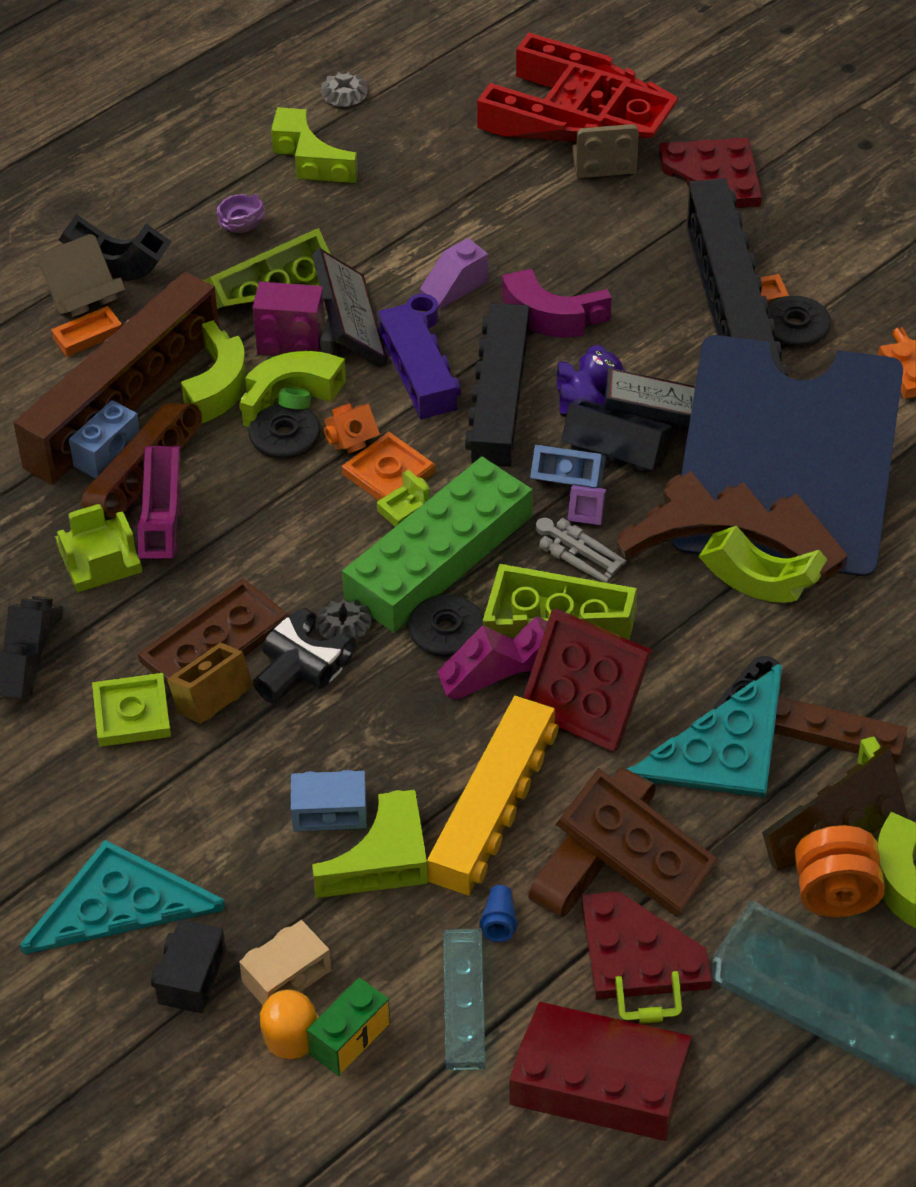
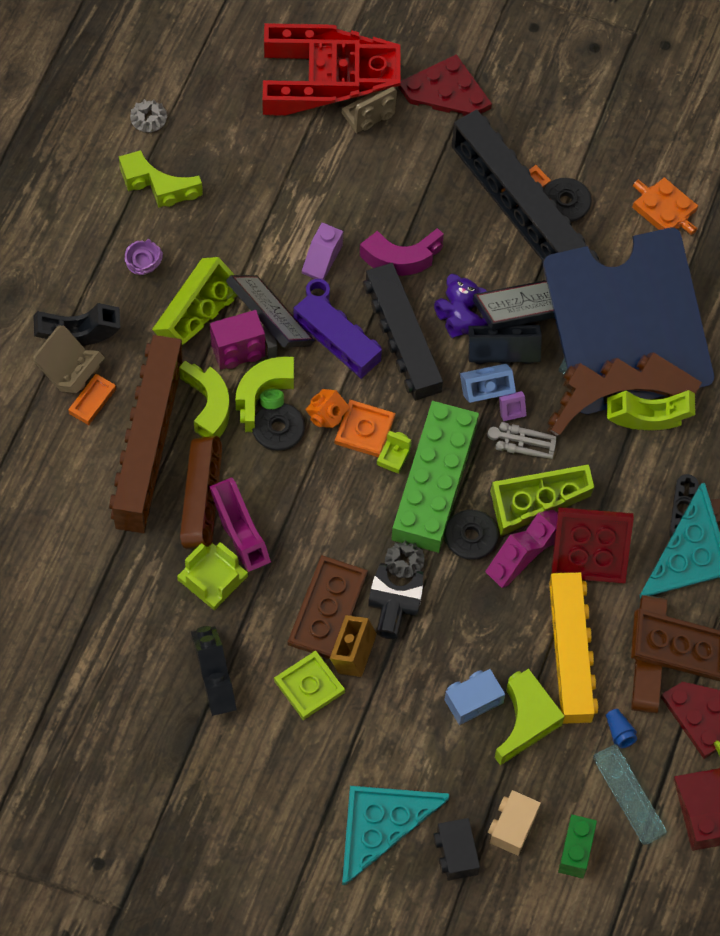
camera: 30 degrees left, 15 degrees up
(103, 438) = (165, 486): medium blue brick -> none
(285, 1023) = (541, 861): light orange helmet -> none

